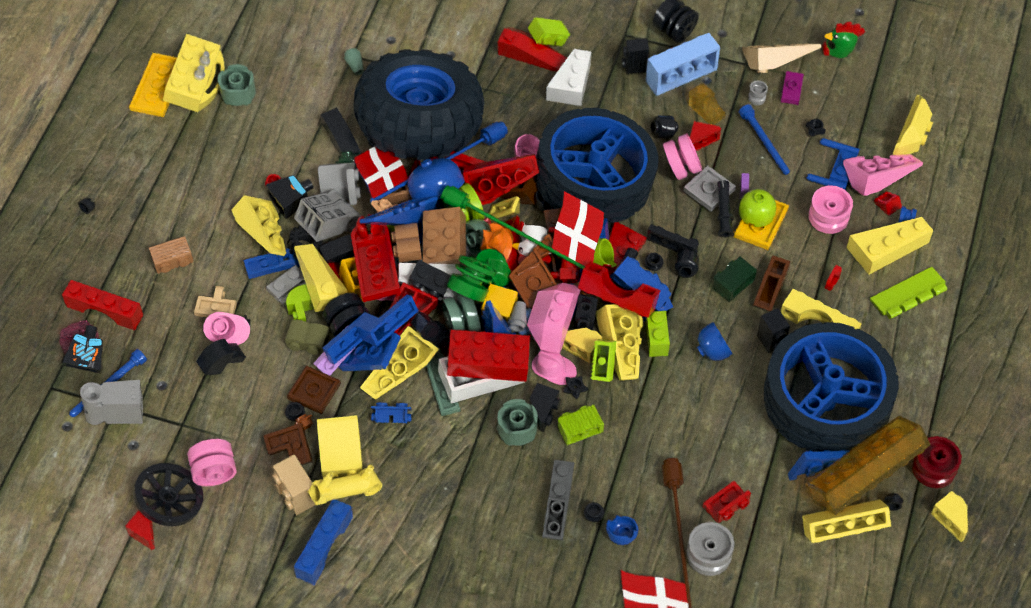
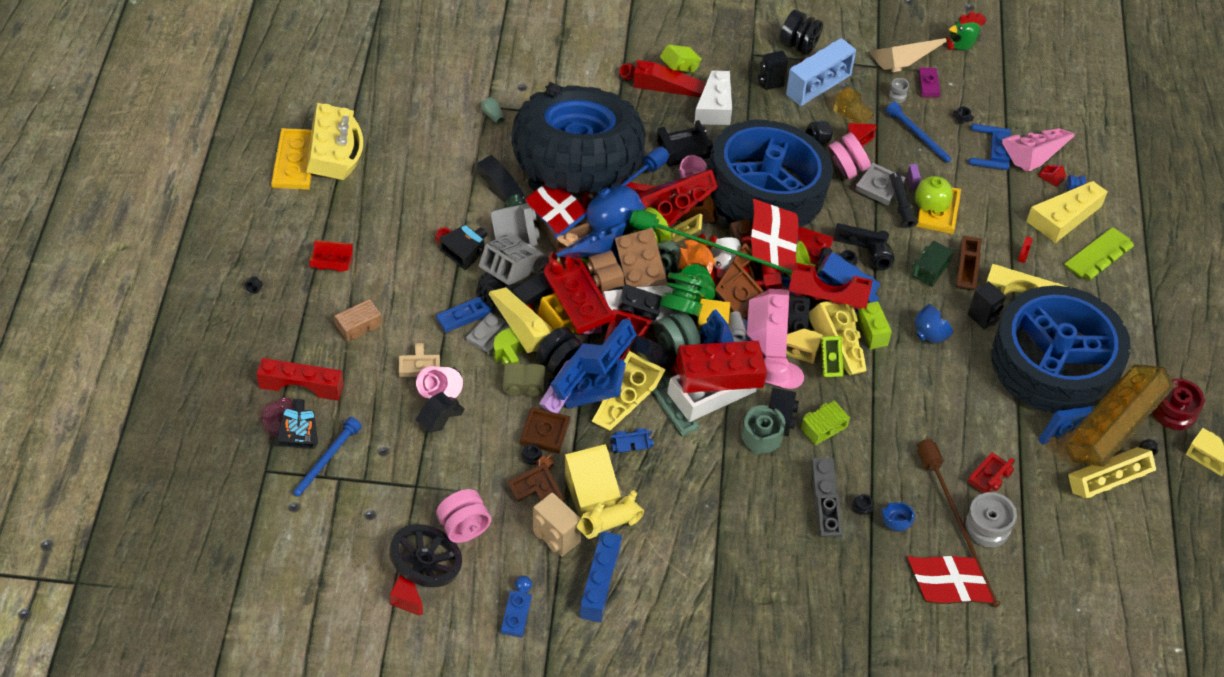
camera: 15 degrees left, 5 degrees down
(113, 402) = (342, 473): light grey piece -> none
(164, 187) = (332, 255): none -> red bracket
(237, 85) = (380, 147): sand green brick -> none
(240, 558) = (517, 608): none -> blue plate
(260, 221) = (442, 273): light yellow wedge -> none
(402, 53) = (554, 89): none -> black plate
(493, 37) = (627, 71): none -> red plate
(527, 119) = (685, 143): none -> black panel
(575, 381) = (809, 383): black plate -> none
(830, 209) = (1003, 186): bright pink wheel -> none
(915, 128) = (1057, 101): light yellow wedge -> none

